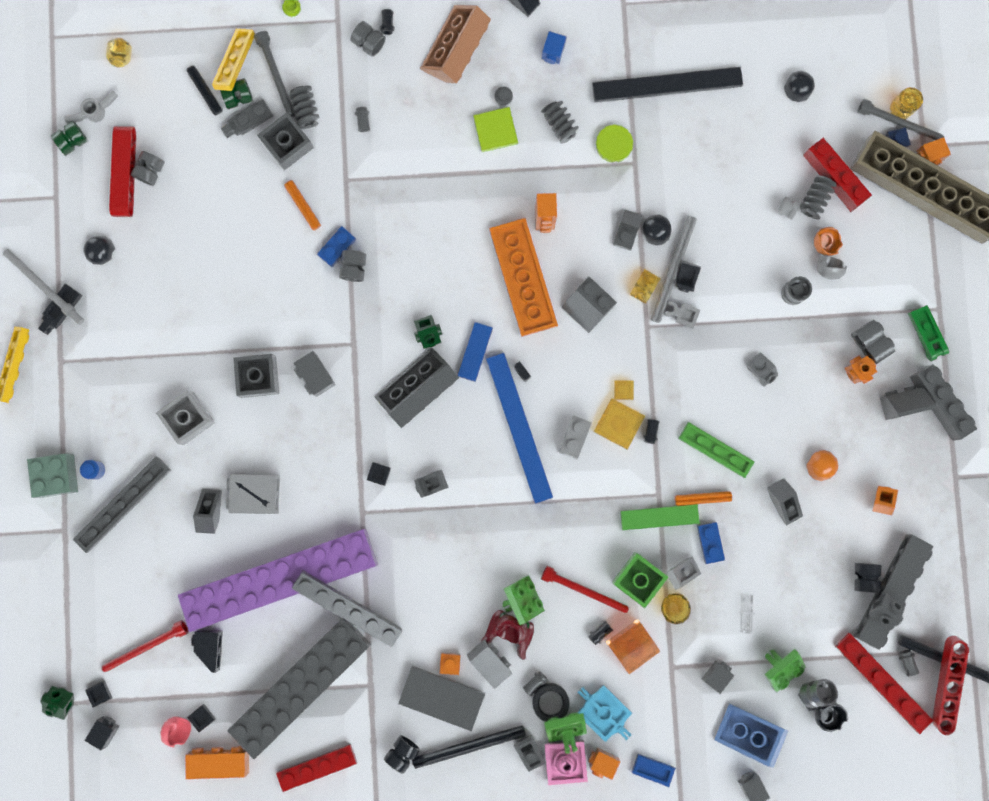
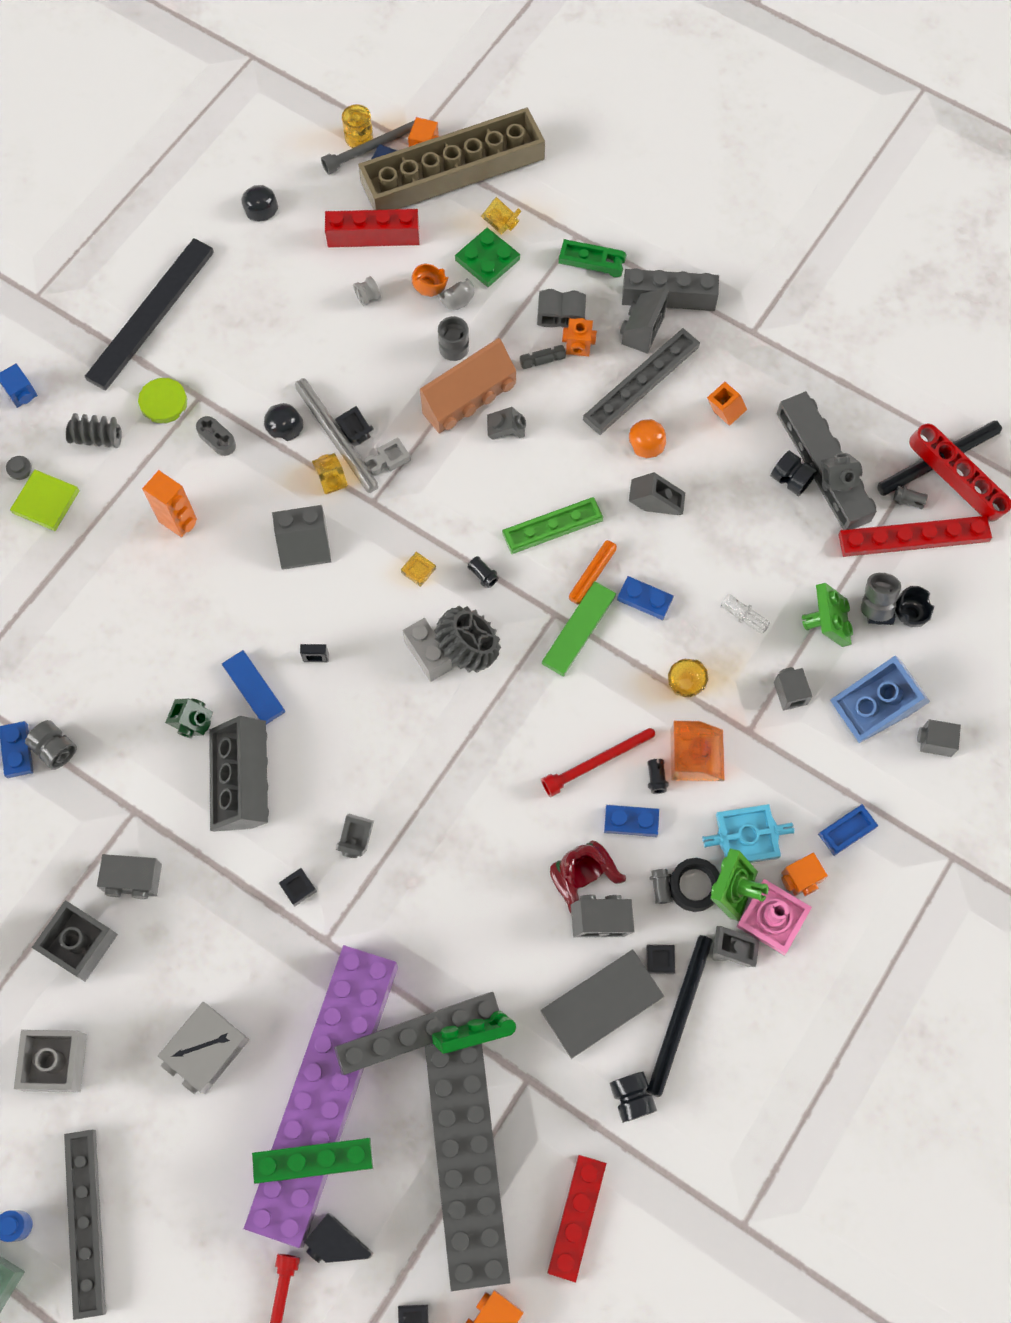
camera: 55 degrees left, 15 degrees down
(207, 511) = (179, 1120): dark grey slope -> none
(236, 605) = (312, 1160): none -> green plate
(369, 641) = (474, 1033): none -> green plate
(450, 664) = (570, 966): orange plate -> none
(492, 712) = (660, 959): none -> black tile
(519, 428) = (371, 701): blue tile -> none
(523, 277) = (218, 581): orange plate -> none
(523, 600) = (558, 829): bright green plate -> none
(562, 637) = (631, 820): none -> blue plate
(598, 458) = (467, 639): none -> dark grey gear
(619, 424) = (448, 592): clear yellow tile -> none
(620, 196) = (212, 439): none -> dark grey beam
(627, 230) = (260, 450): dark grey slope -> none
(639, 579) = (629, 691): bright green brick -> none
(683, 573) = (655, 643): light grey plate -> none
(768, 328) = (468, 386): none -> nougat slope
(816, 197) = (379, 258): dark grey piece -> none
(829, 355) = (542, 356): none -> dark grey axle
(861, 432) = (641, 381): none -> dark grey plate
(876, 264) = (487, 257): none -> green plate
(913, 250) = (500, 216): none -> clear yellow bracket

